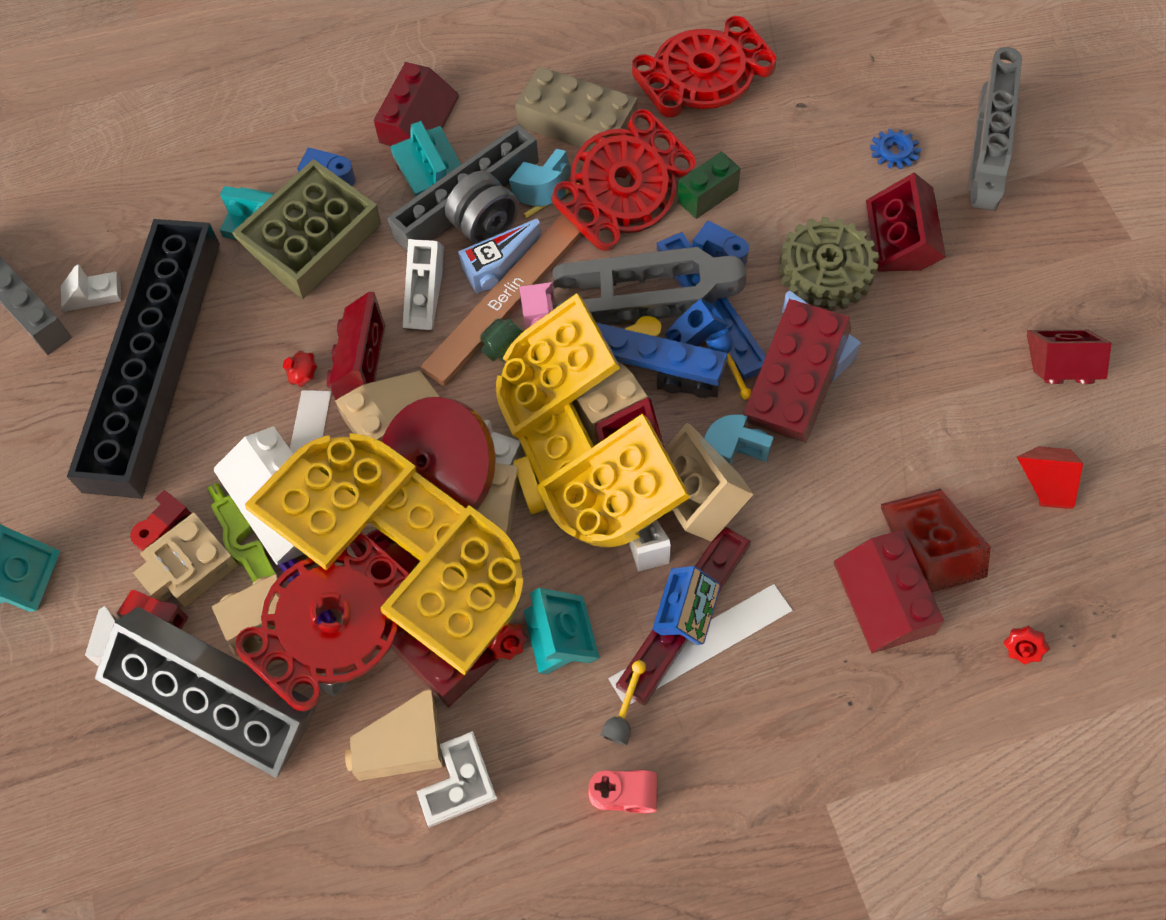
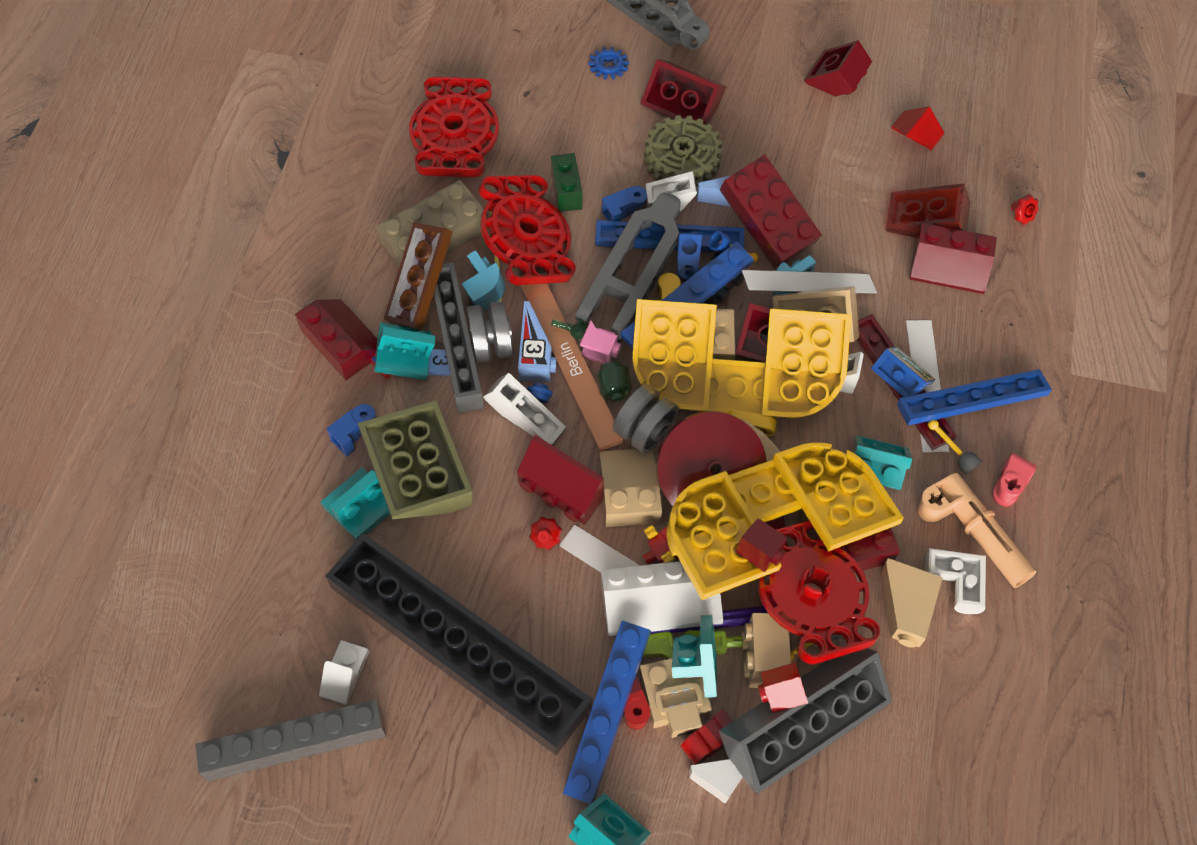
camera: 65 degrees left, 0 degrees up
(132, 505) = (607, 712): none -> blue plate
(201, 640) = (782, 688): none -> brick
(216, 557) = (697, 656): none -> teal bracket
(326, 530) = (762, 545): none -> dark red brick
(450, 287) = (540, 392): none -> blue plate
(463, 375) = (645, 418): none -> flat silver wheel
(506, 118) = (418, 275): none -> reddish brown piece
(539, 275) = (577, 330): none -> clear green hand
(560, 741) = (978, 522): none -> light nougat piece
(706, 698) = (973, 397): none -> blue plate
(738, 454) = (806, 281): none -> white sticker
(764, 273) = (681, 186): none -> white slope

